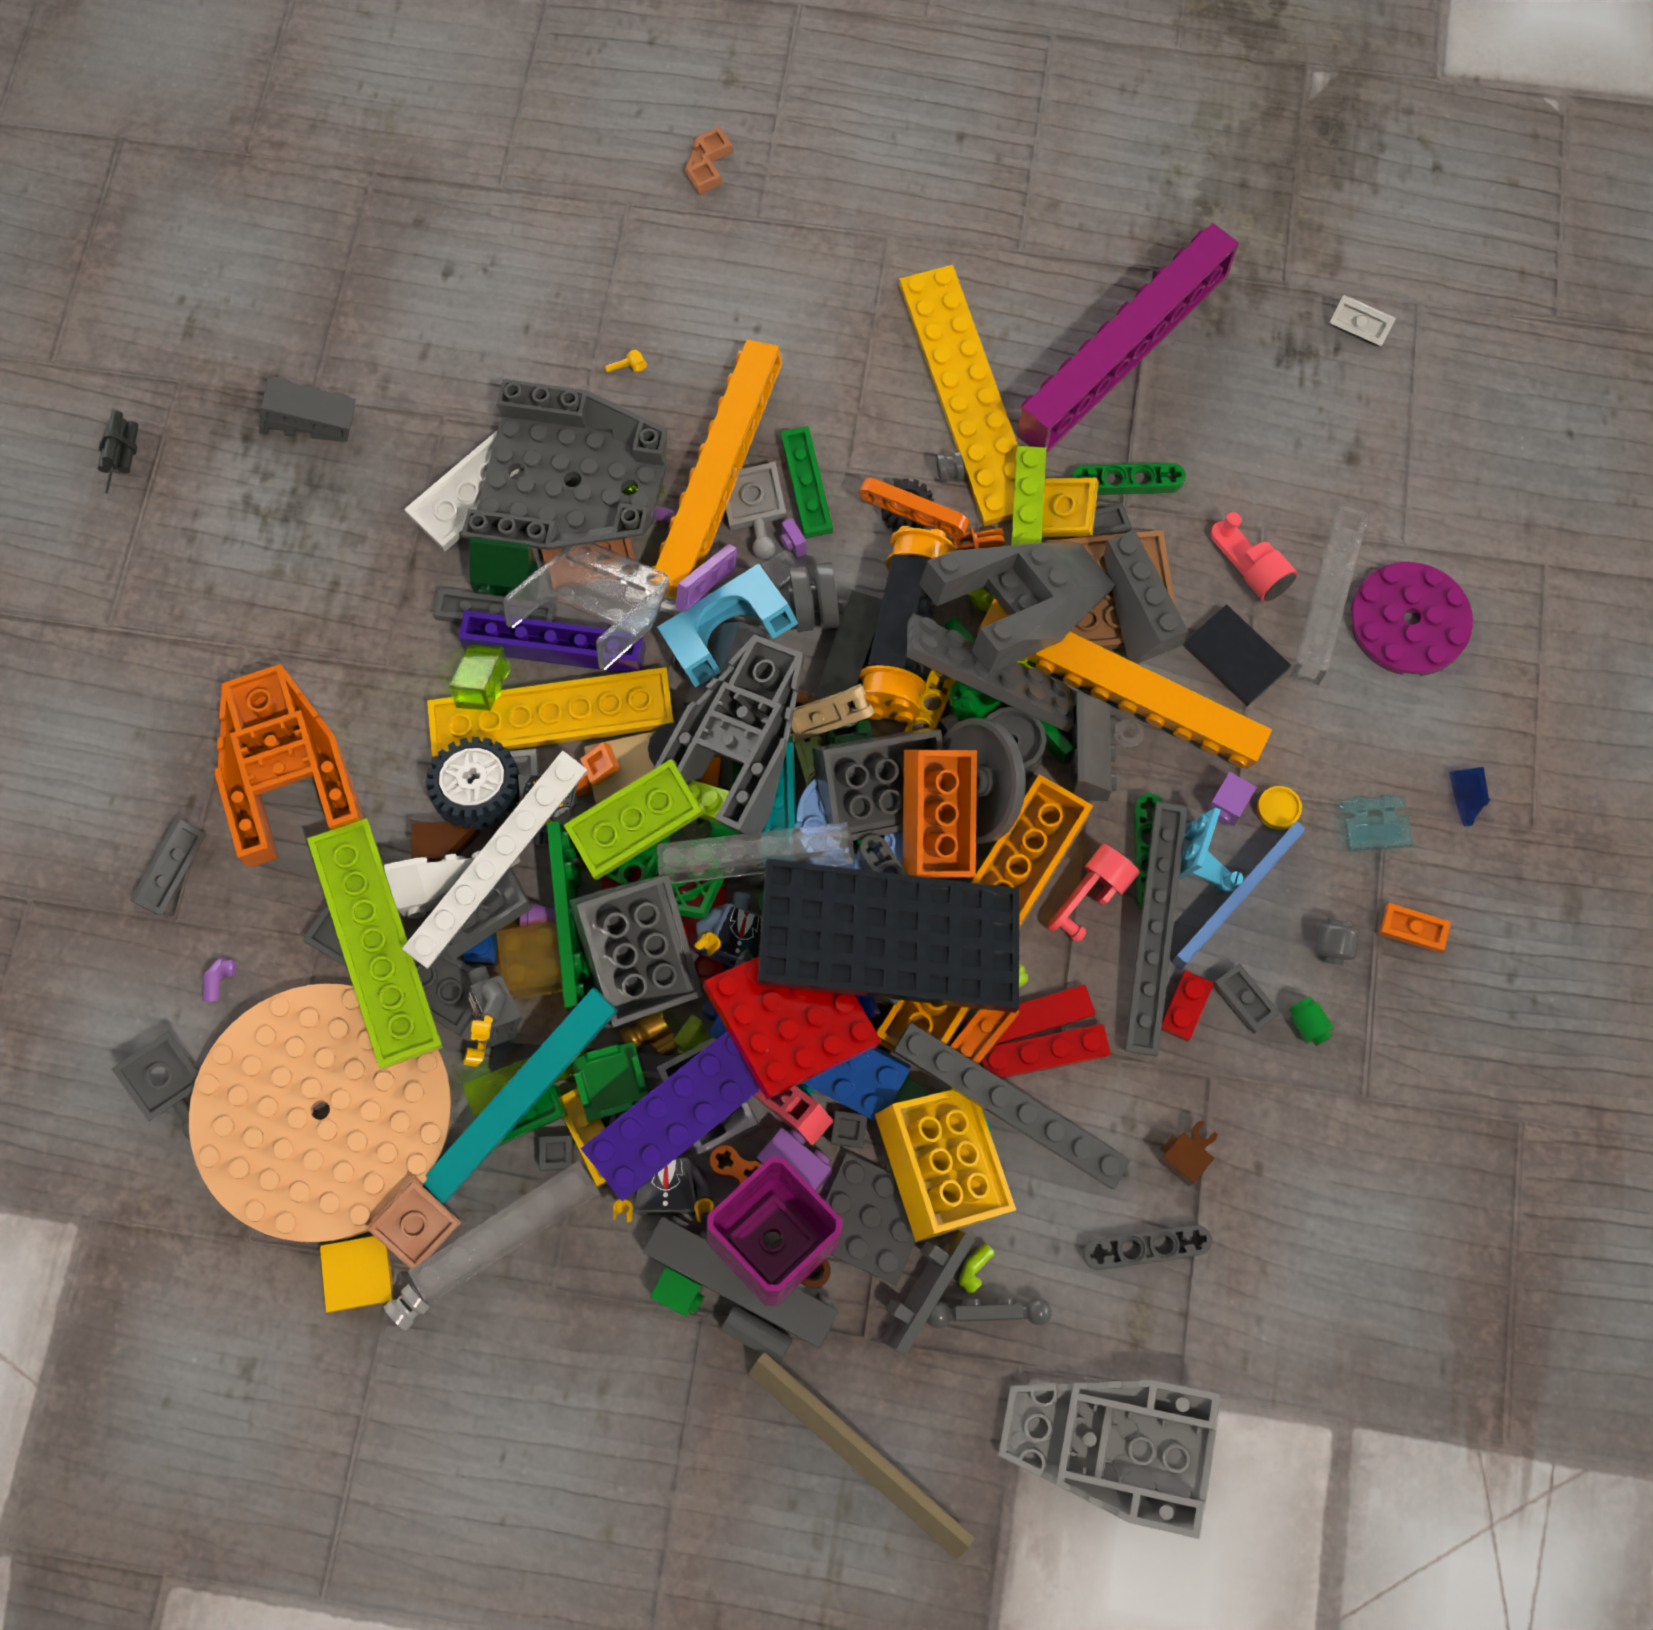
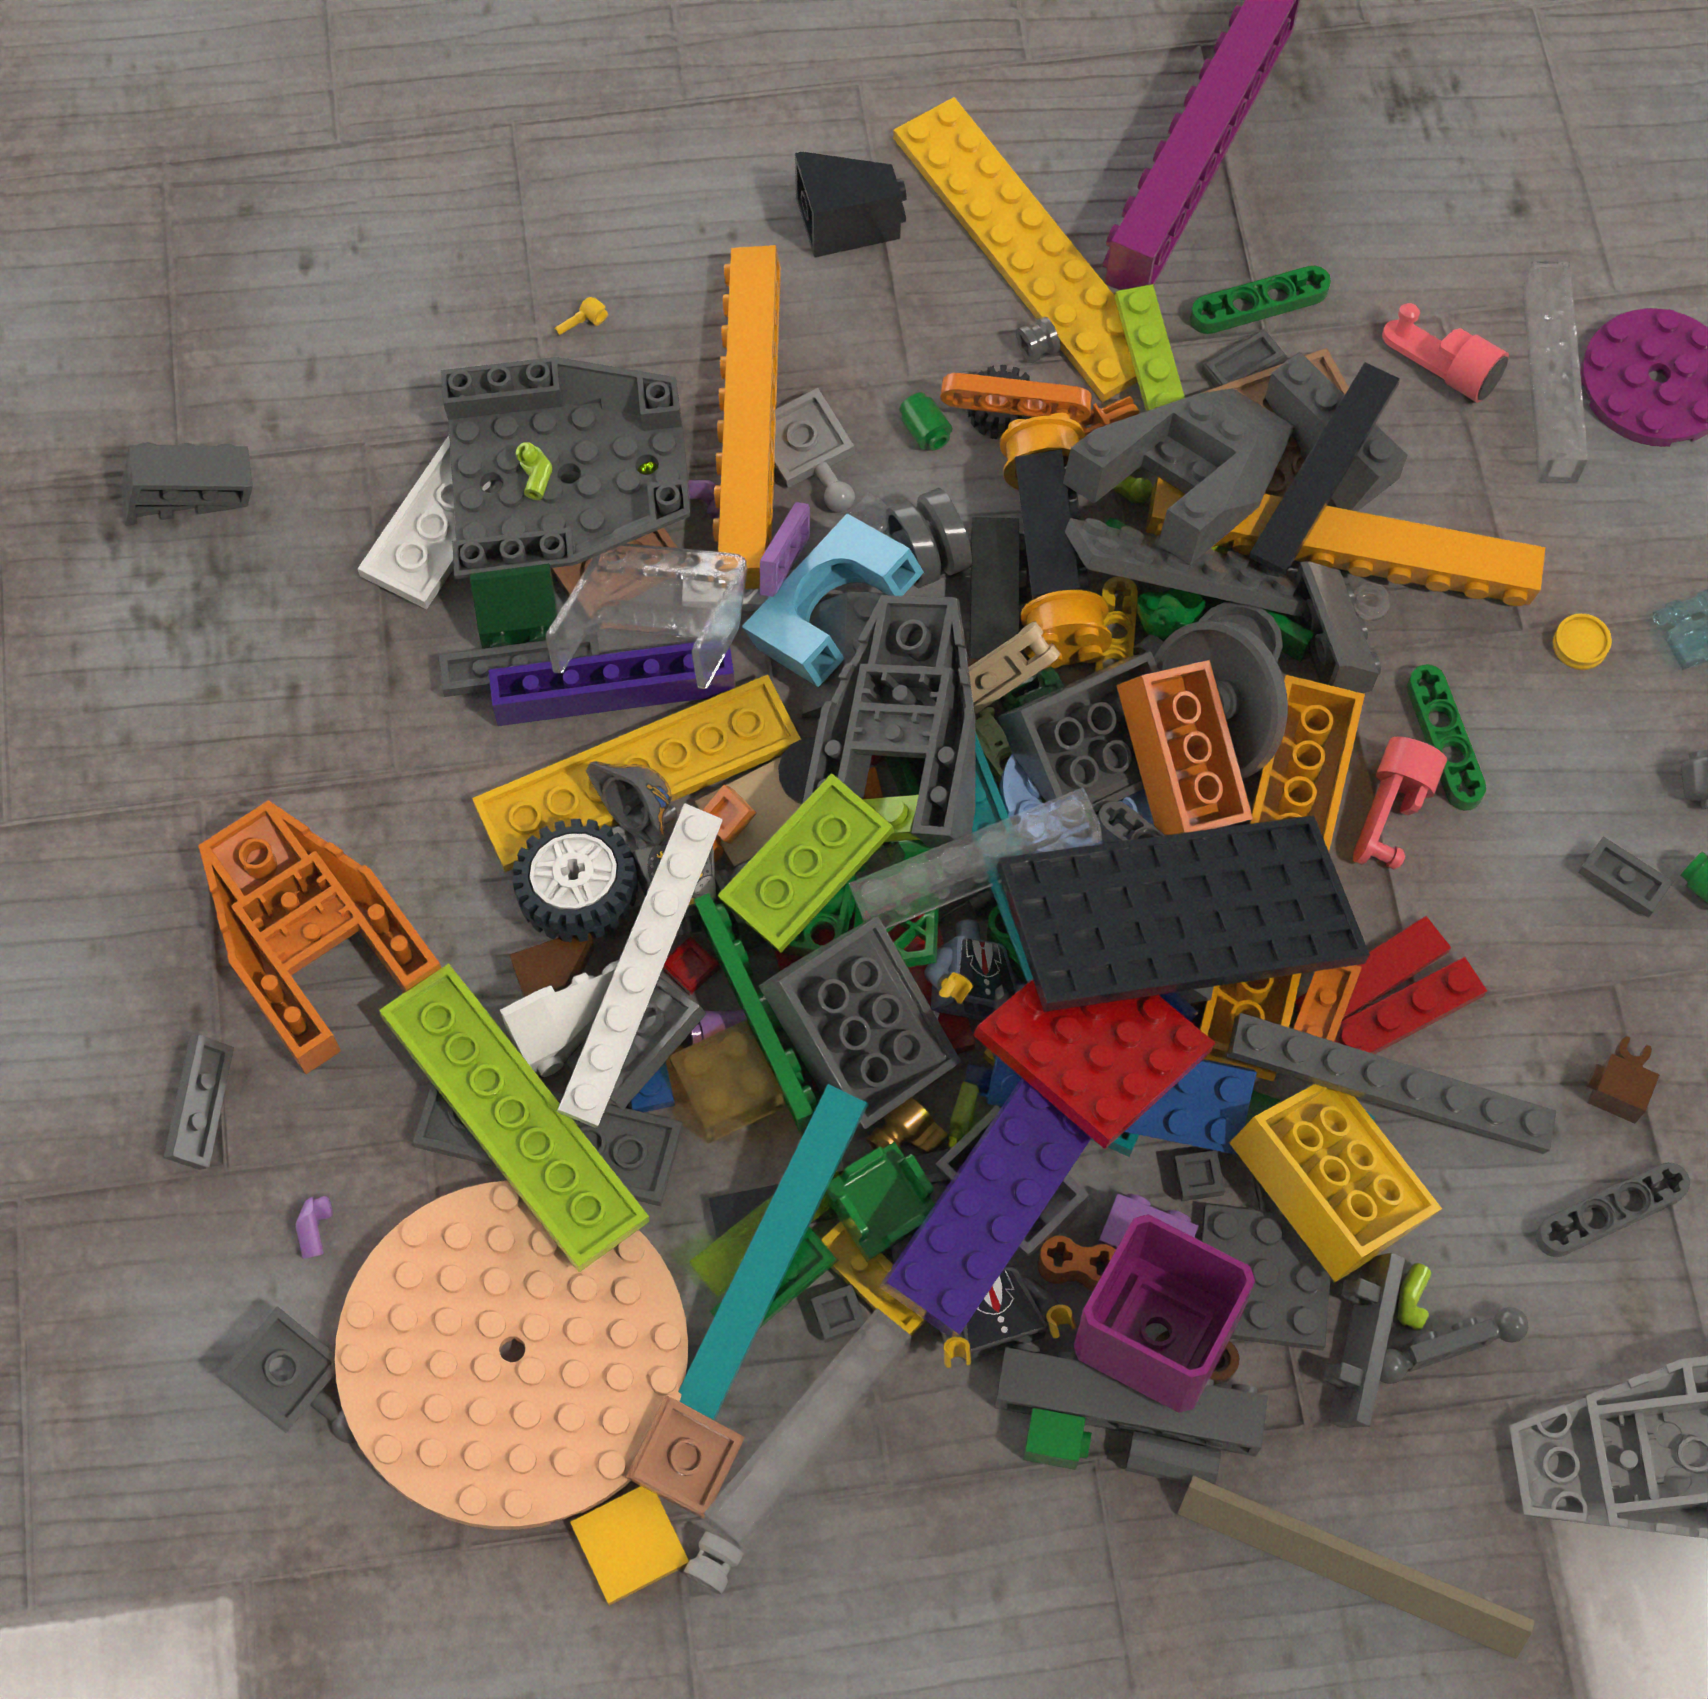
camera: 20 degrees left, 5 degrees down
(479, 677) = (535, 749): clear neon green brick -> none
(493, 1014) = (701, 1158): dark grey torso -> none
(538, 733) = (635, 798): none -> dark grey hat
(538, 866) = (690, 966): none -> red tile
(548, 469) = (537, 467): none -> lime arm
(706, 150) = (591, 56): nougat tile -> none
(793, 539) = (873, 475): medium lavender plate -> none
(798, 1112) = (1126, 1169): coral slope -> none
(806, 482) = (864, 404): green plate -> none
(843, 326) = (848, 202): none -> black slope
(845, 507) = (925, 422): none -> green brick
(1069, 507) = (1204, 349): yellow tile -> none
(1120, 625) = (1324, 468): none -> black tile
(1156, 929) = (1490, 824): dark grey plate -> none
(1186, 1006) = (1556, 907): red plate -> none
(1199, 861) = (1507, 720): medium azure plate -> none
(1232, 799) = (1523, 645): medium lavender brick -> none
(1237, 655) = (1467, 474): black tile -> none
(1238, 895) = (1572, 758): medium blue tile -> none
(1362, 320) = (1476, 42): white plate -> none

